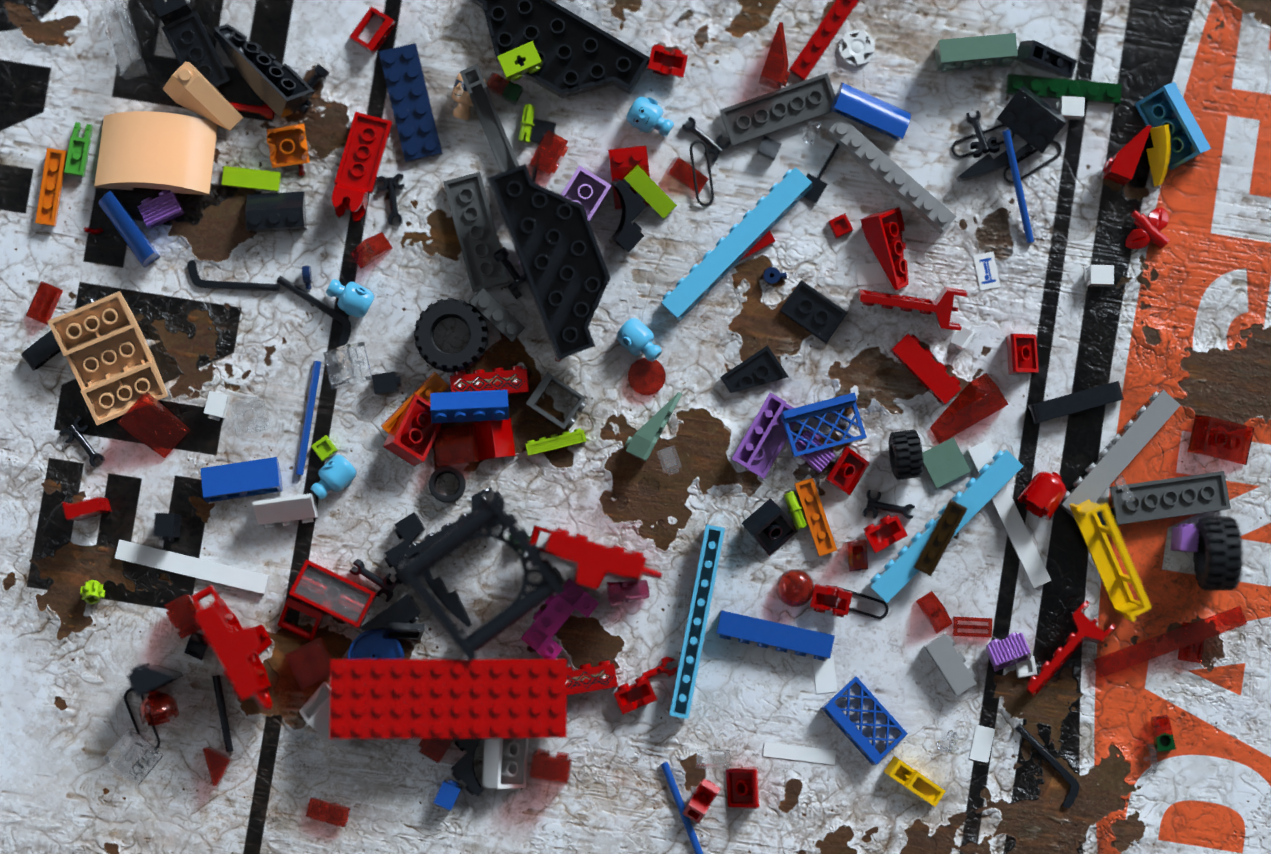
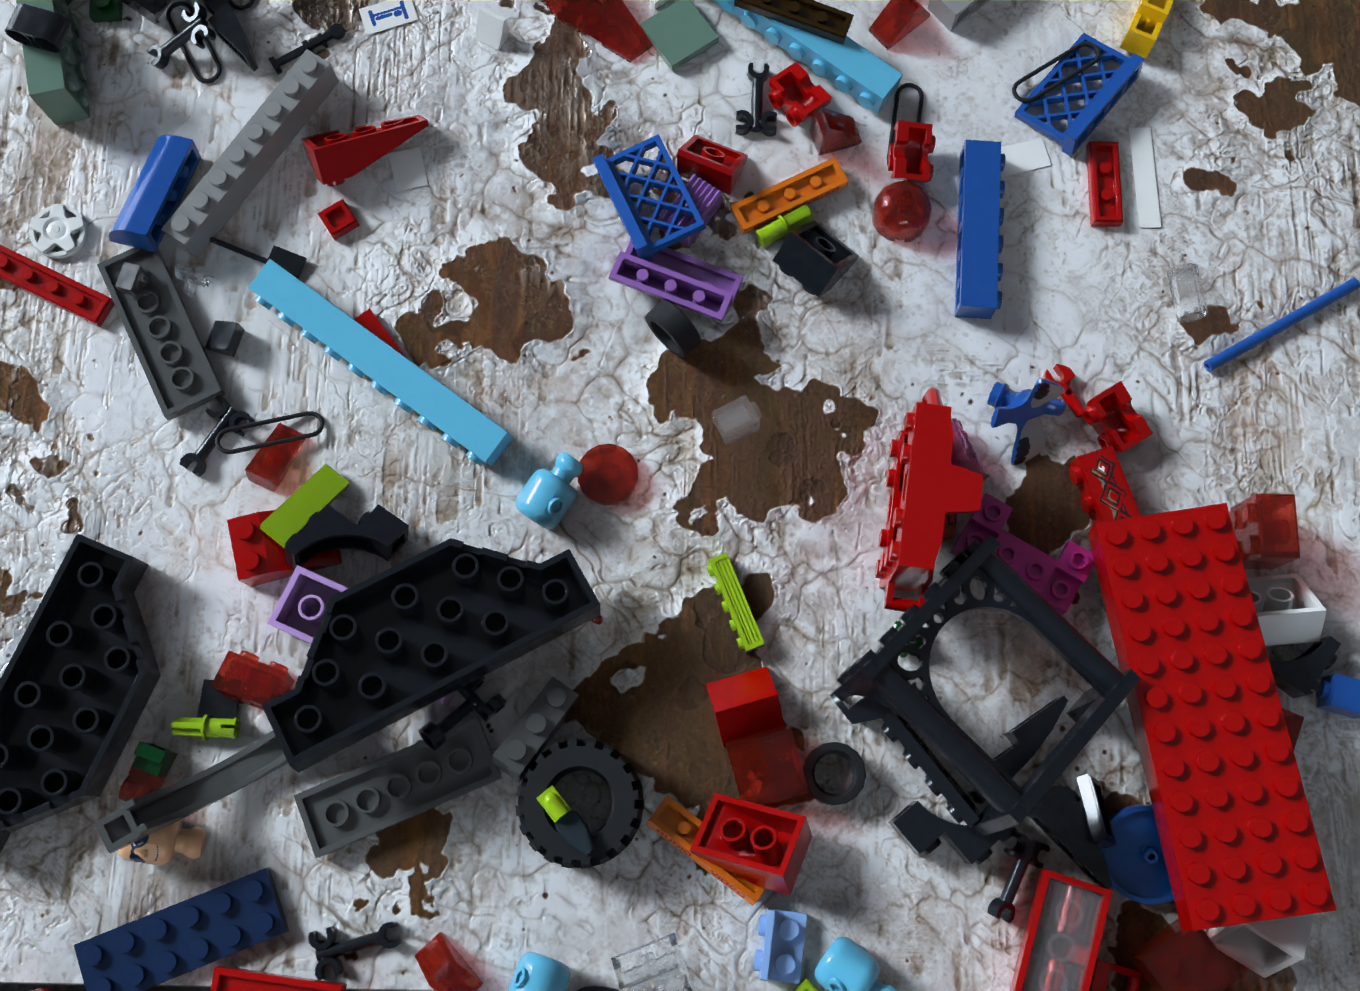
camera: 95 degrees left, 10 degrees down
(357, 439) = (781, 945): none -> light blue bracket
(386, 383) = (677, 906): black brick -> none
(439, 326) = (567, 821): none -> black piece
(469, 406) = (699, 751): blue brick -> none
(512, 380) = (654, 726): red brick -> none
(527, 54) = (74, 740): lime brick -> none
(539, 391) = (652, 638): dark grey window -> none
(647, 116) = (182, 529): medium azure piece -> none
(647, 436) = (709, 457): sand green wedge -> none
(647, 638) = (1025, 411): none -> blue animal
(667, 63) = (90, 509): red cylinder -> none
(697, 621) = (985, 341): medium azure brick -> none
(701, 800) = (1255, 301): red brick -> none
(731, 428) = (673, 328): none -> black tyre
(742, 787) = (1219, 241): red slope -> none
(754, 371) = (578, 312): black wing -> none
(776, 65) = (76, 336): clear red slope -> none
(777, 275) = (422, 301): dark blue piece -> none
(797, 724) = (1104, 184): none -> red tile
(812, 94) = (131, 279): none -> flat silver piece
(813, 311) = (475, 241): black tile -> none
(872, 710) = (1026, 100): none -> black piece
(906, 454) = (676, 72): black tyre -> none
(926, 369) = (543, 71): red brick -> none
(941, 305) = (447, 55): red hinge -> none
(978, 235) = (335, 32): none -> black piece
(981, 49) = (38, 28): none -> black beam

